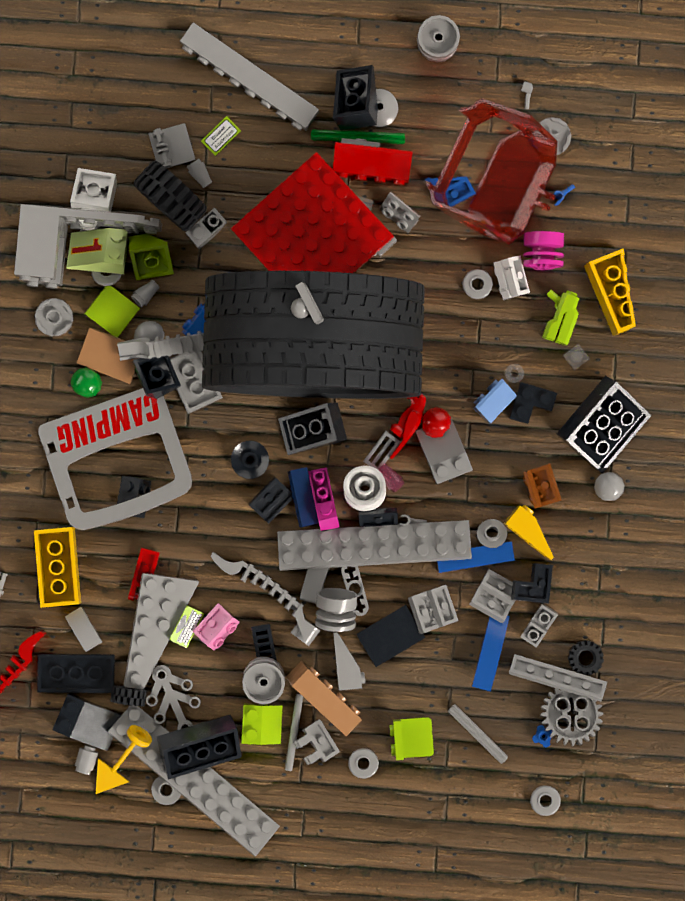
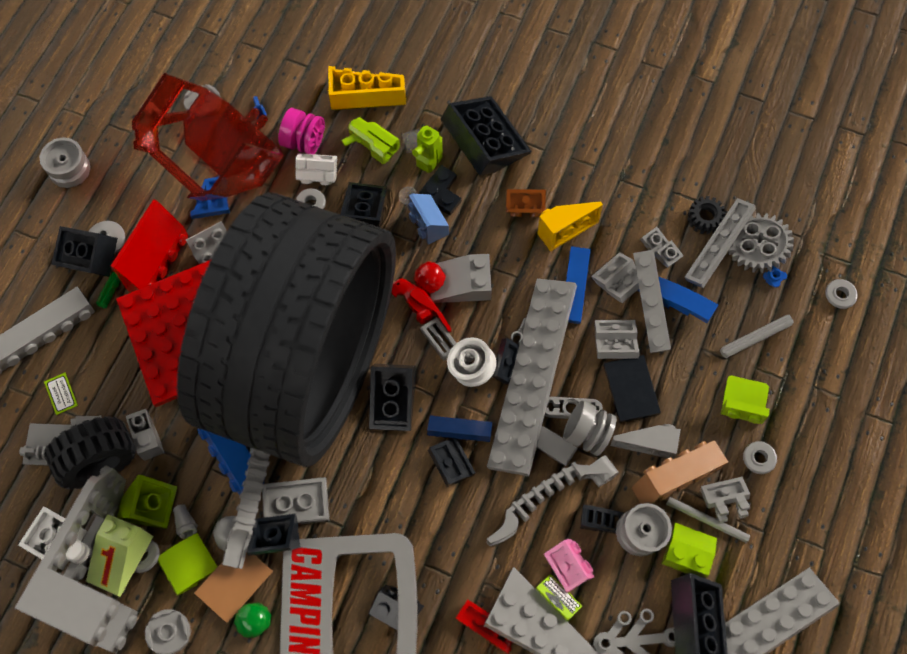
camera: 65 degrees left, 20 degrees down
(240, 455) = (399, 459): black dish -> none
(306, 305) = (244, 271): light grey tile -> none
(323, 499) = (470, 407): dark pink slope -> none
(392, 479) = (473, 331): clear pink cone -> none
(477, 631) = (652, 301): none -> light grey plate
(485, 336) = (364, 203): none -> black slope
(493, 542) = (562, 267): light grey piece -> none
(538, 588) = (624, 235): black plate -> none
(562, 377) = (429, 149): none -> lime piece
(609, 486) = (545, 148): light grey hair -> none

